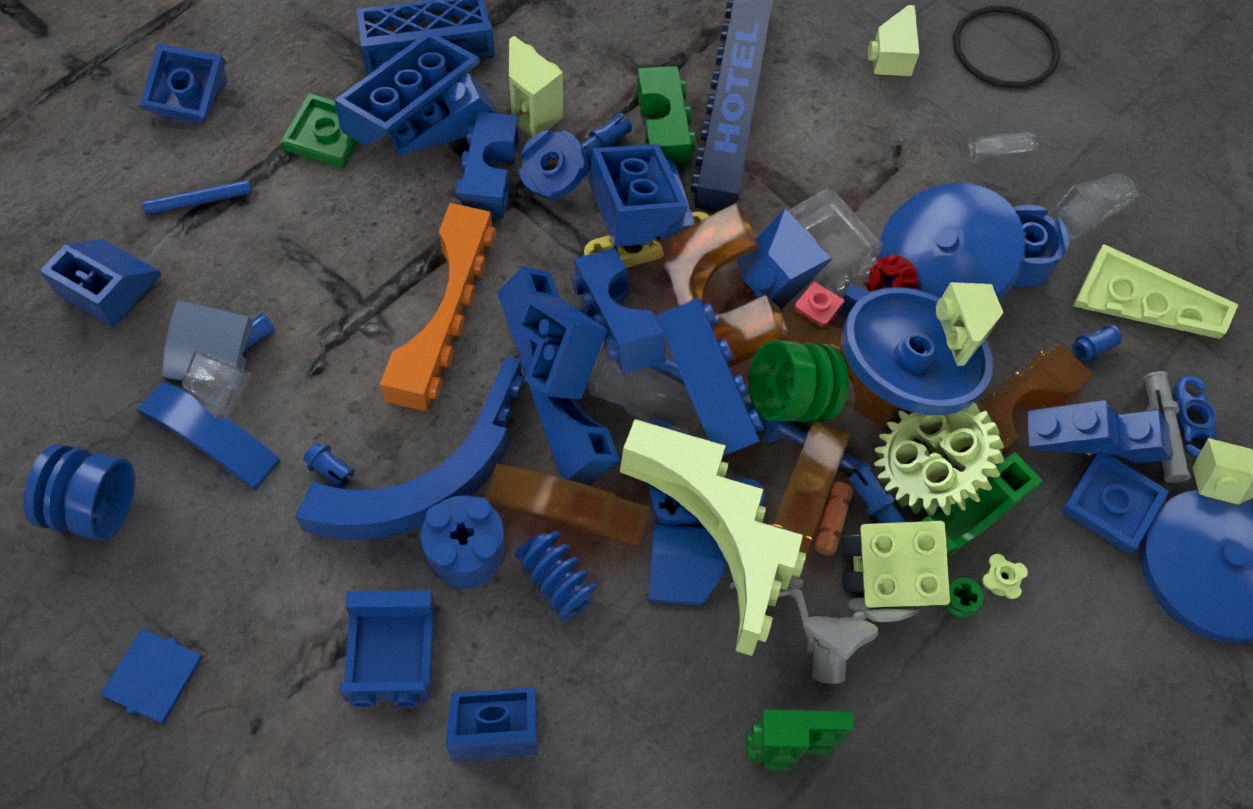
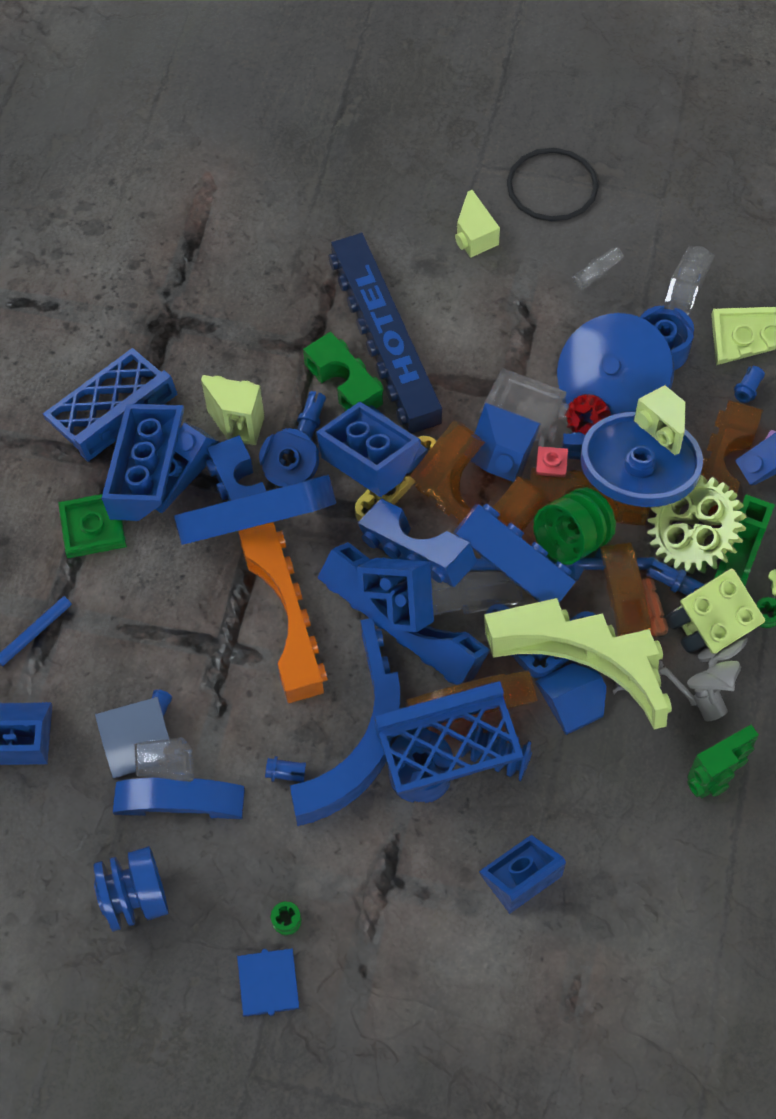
camera: 25 degrees left, 0 degrees up
(224, 628) = (296, 919): none -> green bush
(388, 647) = (418, 866): blue panel -> none
(485, 191) = (255, 510): none -> blue beam
(509, 491) = (443, 710): none -> blue fence

